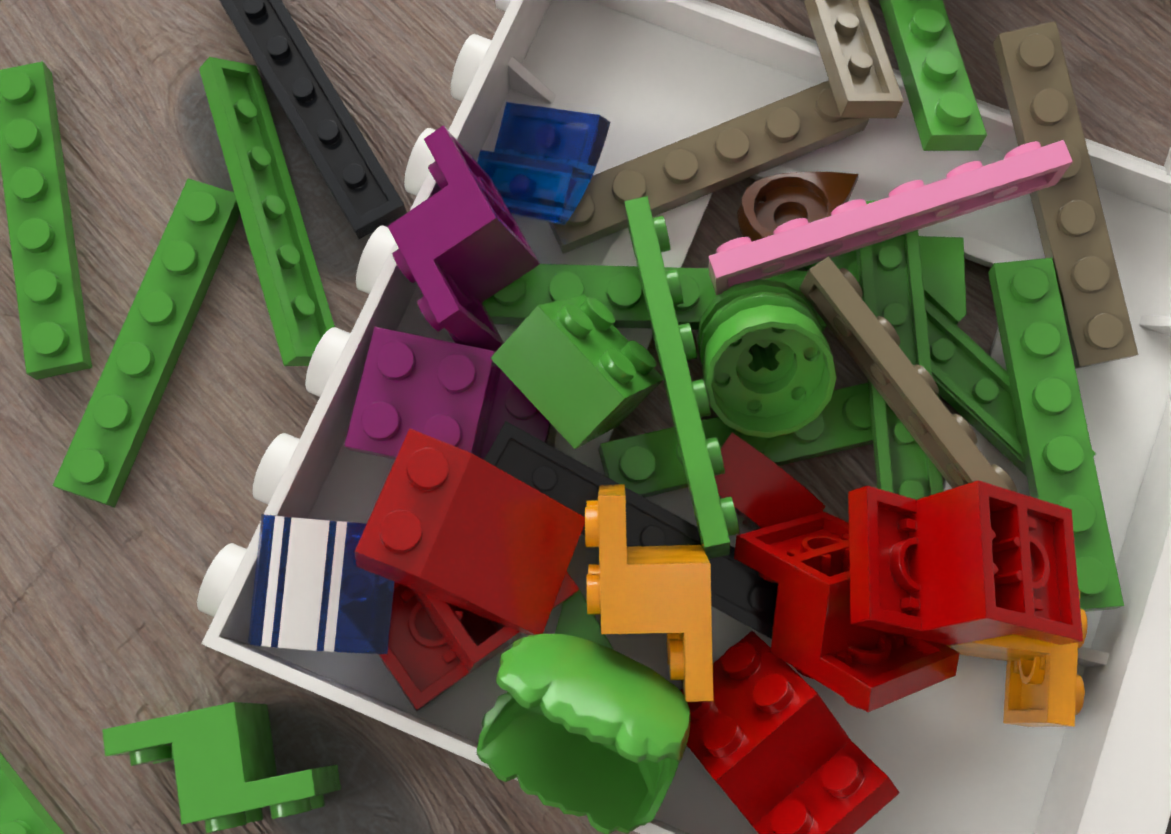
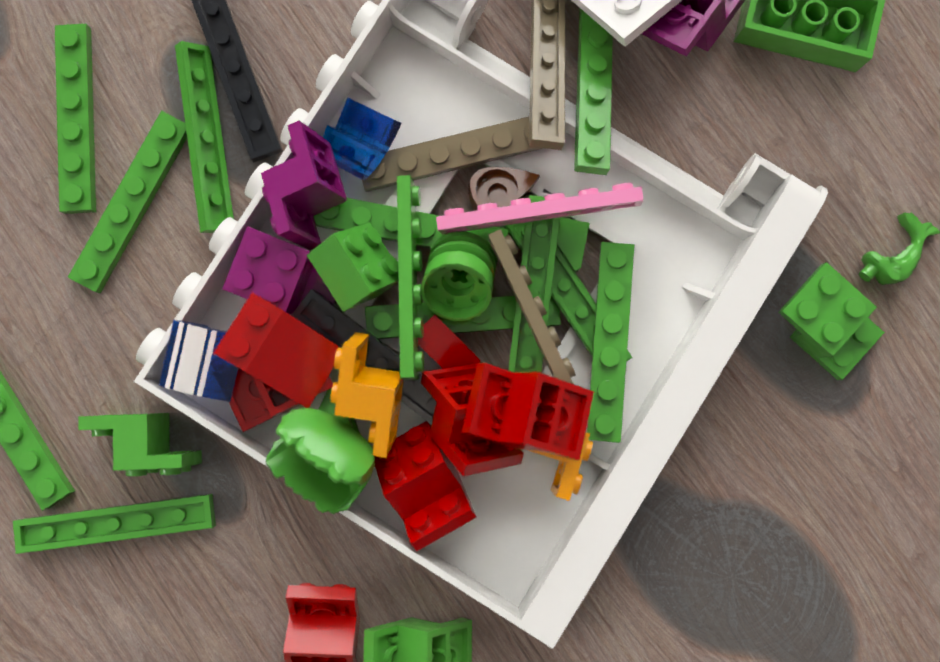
camera: 10 degrees right, 10 degrees up
(1070, 211) = (651, 218): dark tan plate -> none

